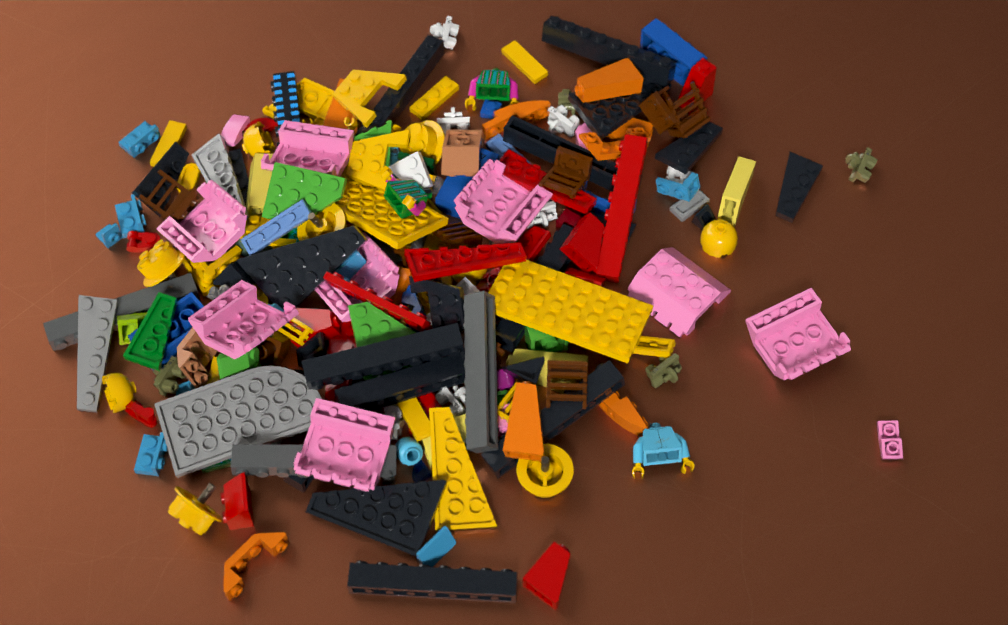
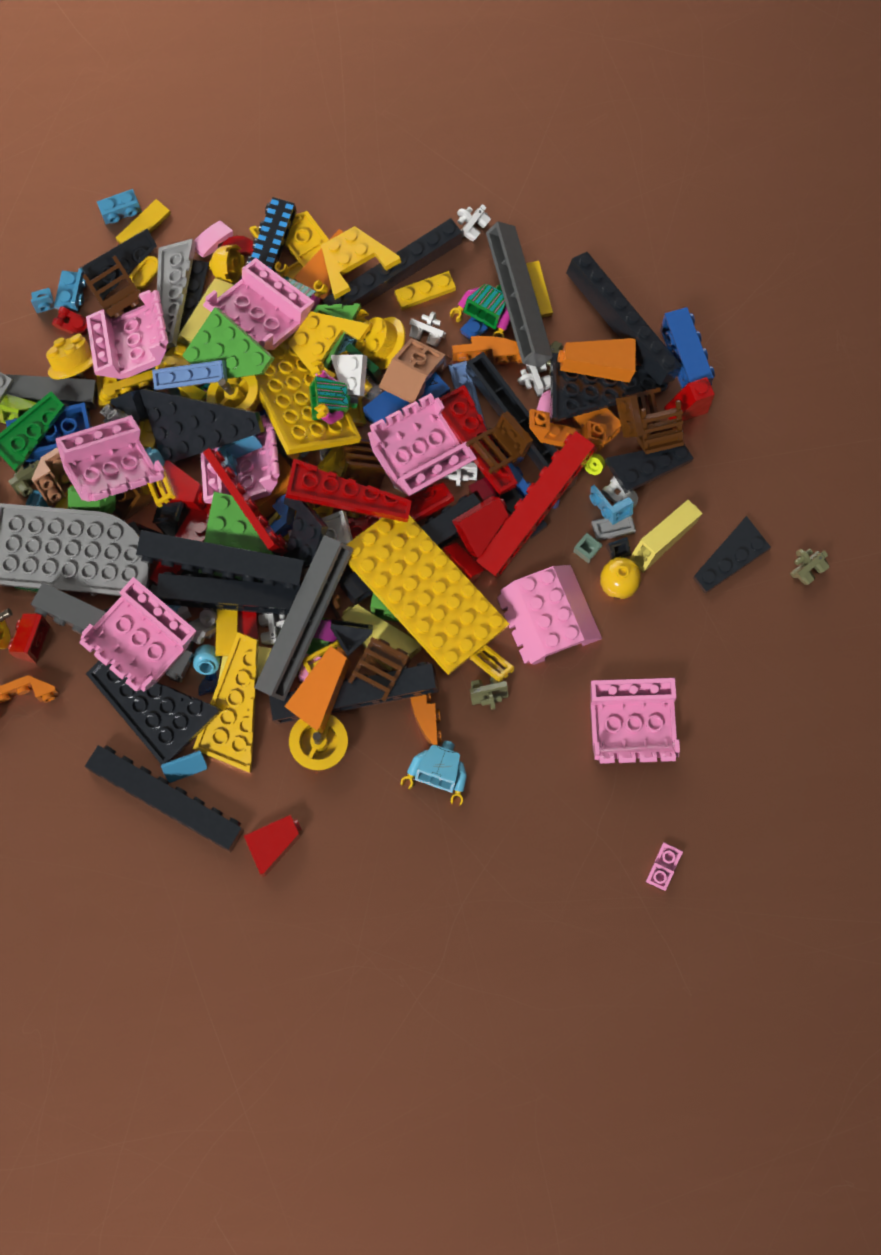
camera: 25 degrees right, 15 degrees up
(516, 66) = (519, 294): none -> dark grey brick
(650, 164) = (595, 464): none -> neon yellow tile
(679, 227) = (587, 548): none -> sand green slope

